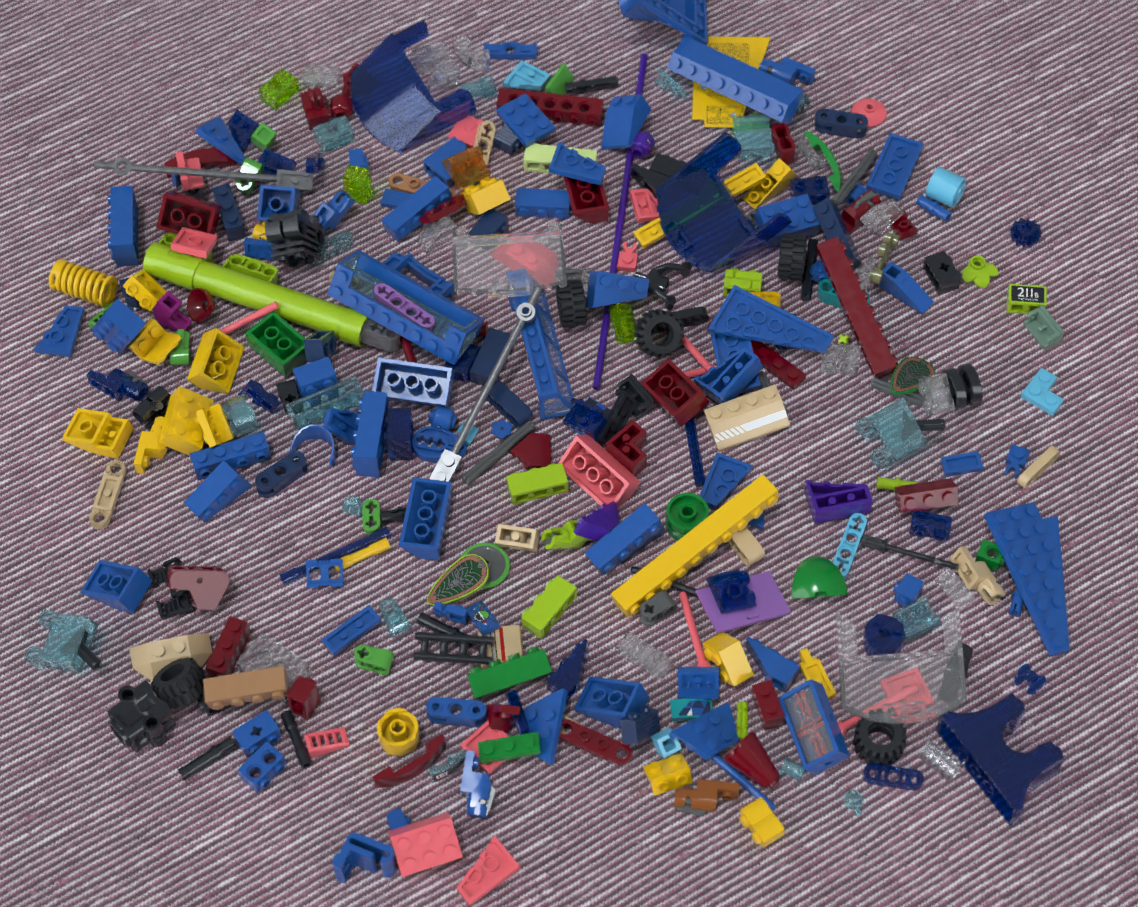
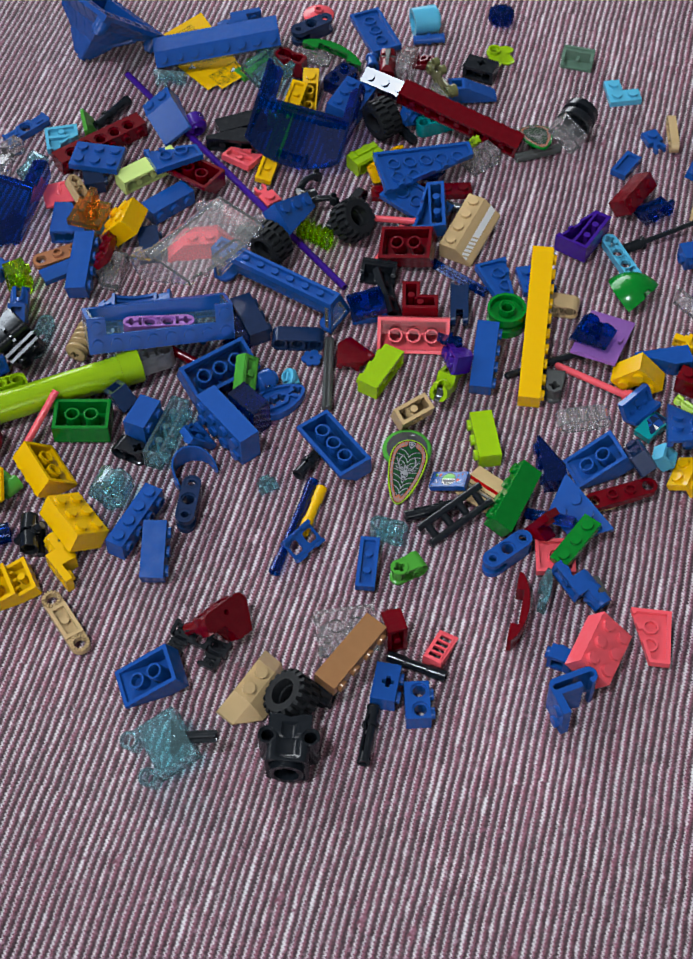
camera: 45 degrees left, 5 degrees down
(214, 425) = (104, 503): yellow bracket -> none
(228, 648) = (294, 646): dark red brick -> none
(260, 396) = (100, 459): clear blue wing -> none
(366, 516) = (291, 479): bright green beam -> none
(398, 732) = (486, 597): yellow brick -> none
(427, 402) = (246, 370): none -> bright green slope
(450, 460) = (302, 401): flat silver bar -> none
(453, 613) = (425, 494): blue plate -> none
(617, 505) = (444, 339): none -> clear blue piece
(664, 476) = (459, 303): none -> dark blue piece
(855, 176) = (360, 50): dark grey axle -> none
(889, 484) = (603, 204): lime pin -> none
(899, 432) = (573, 168): clear light blue piece -> none
(1025, 298) = (547, 50): brick -> none

